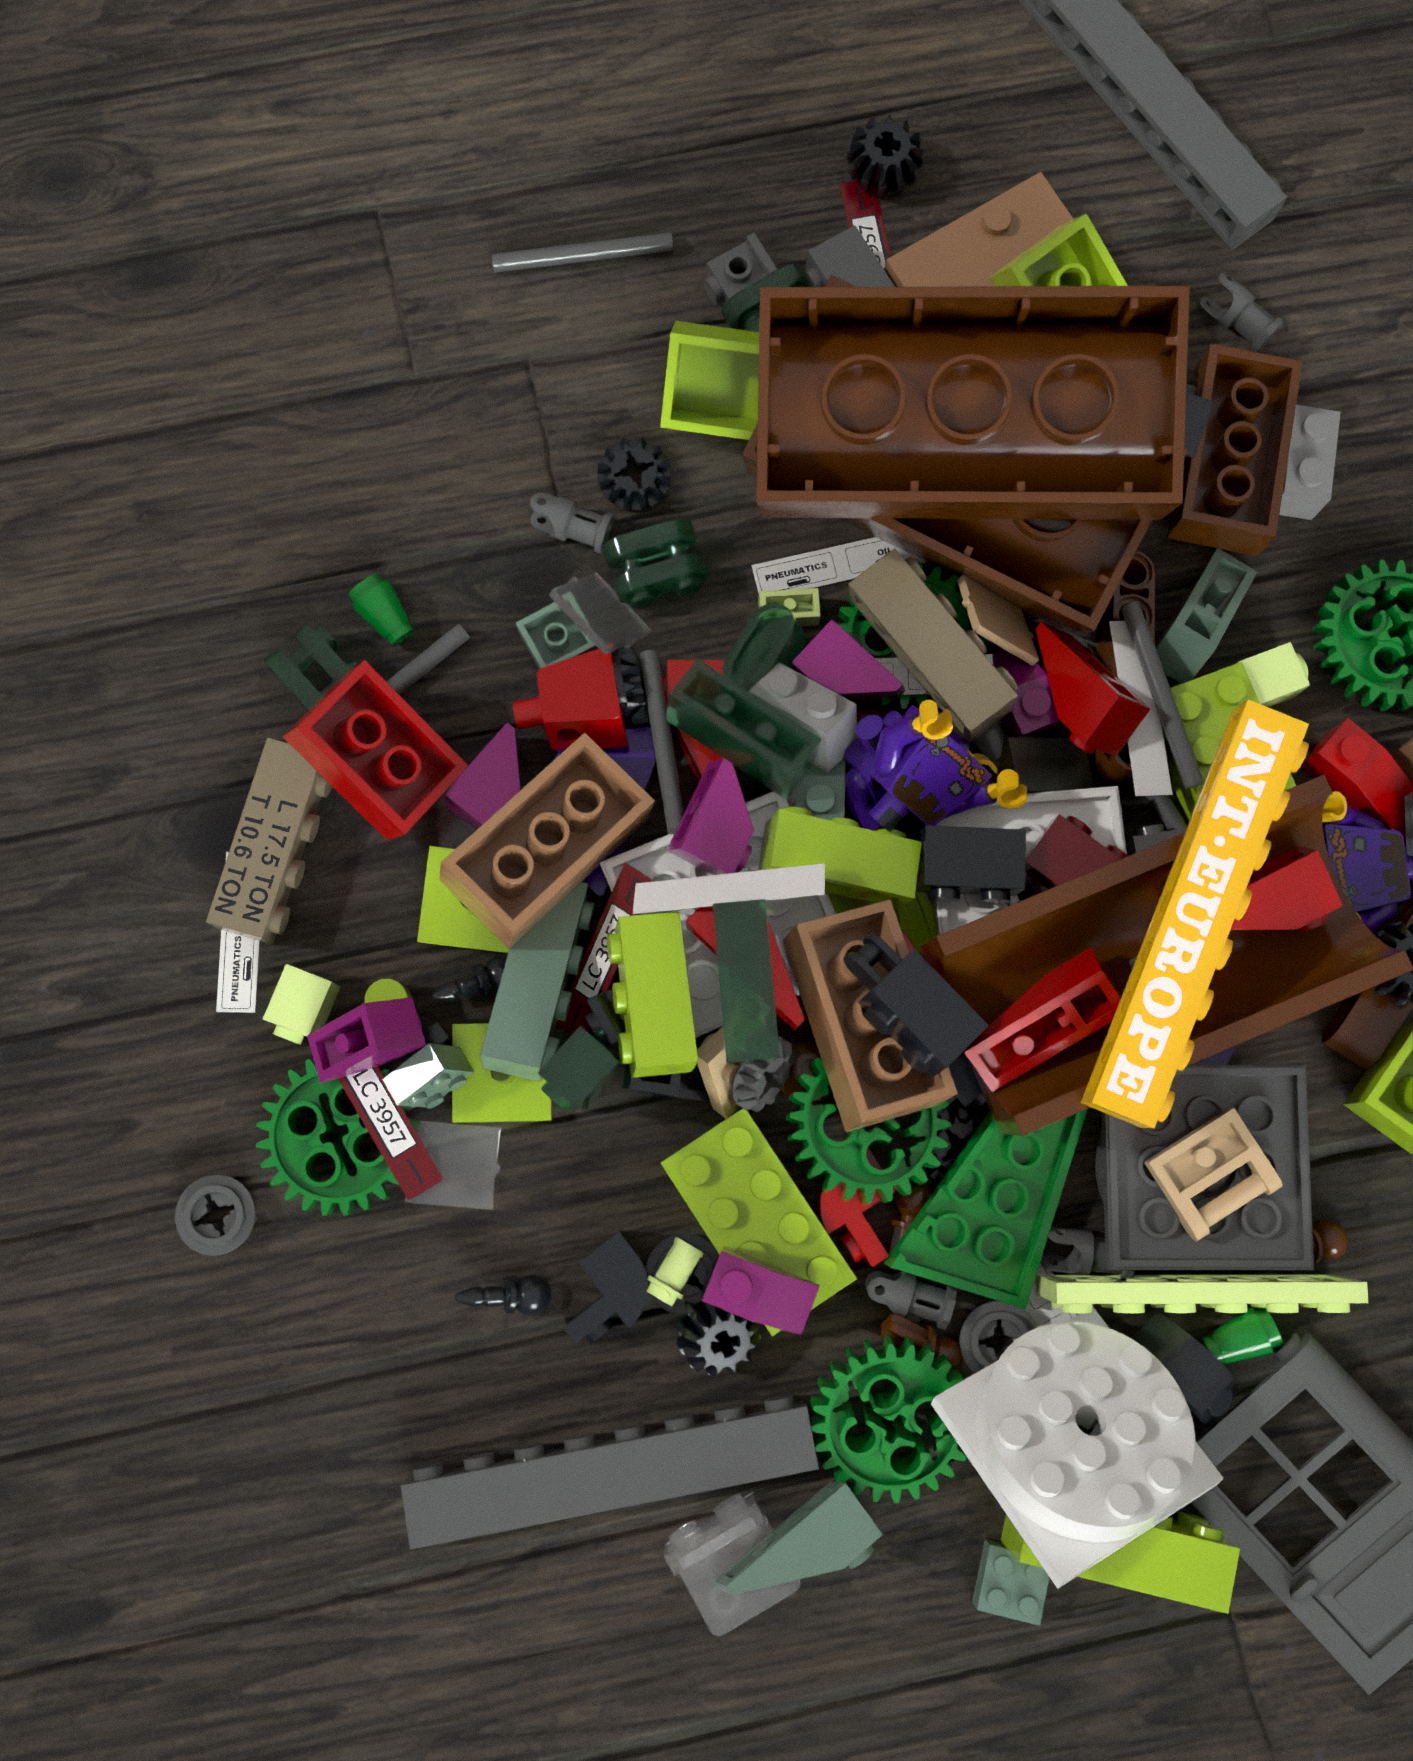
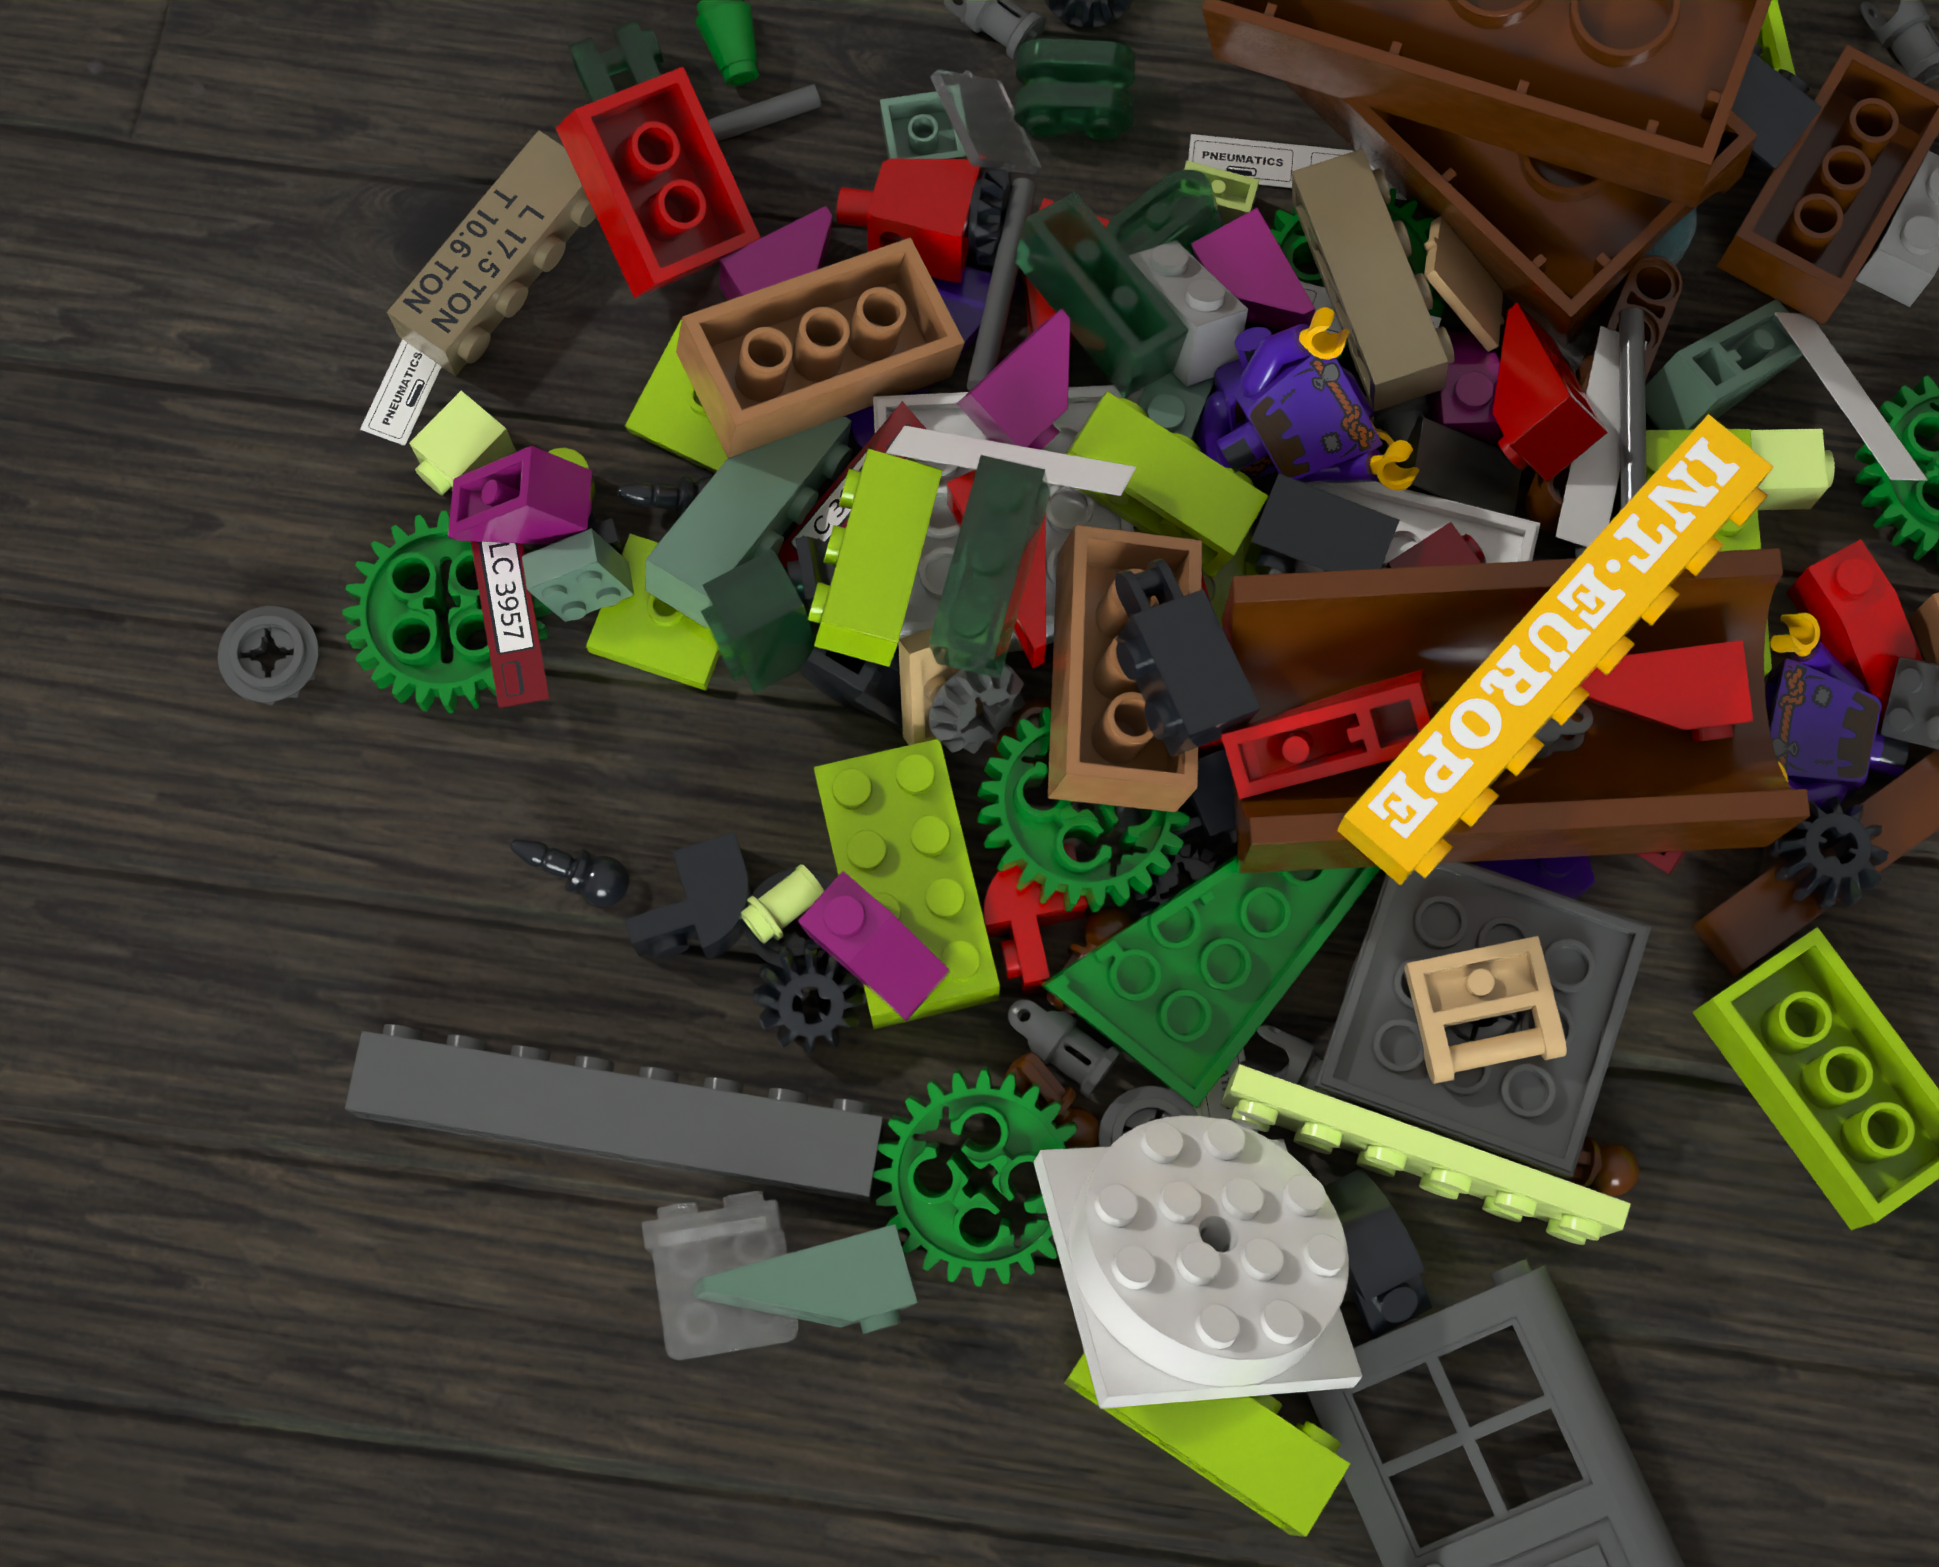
camera: 25 degrees right, 5 degrees down
(466, 1162) = (582, 706): clear piece -> none
(1008, 1586) = (1059, 1431): sand green piece -> none
(1244, 1337) = (1461, 1243): green cone -> none
(1301, 609) = (1851, 397): none -> white sticker

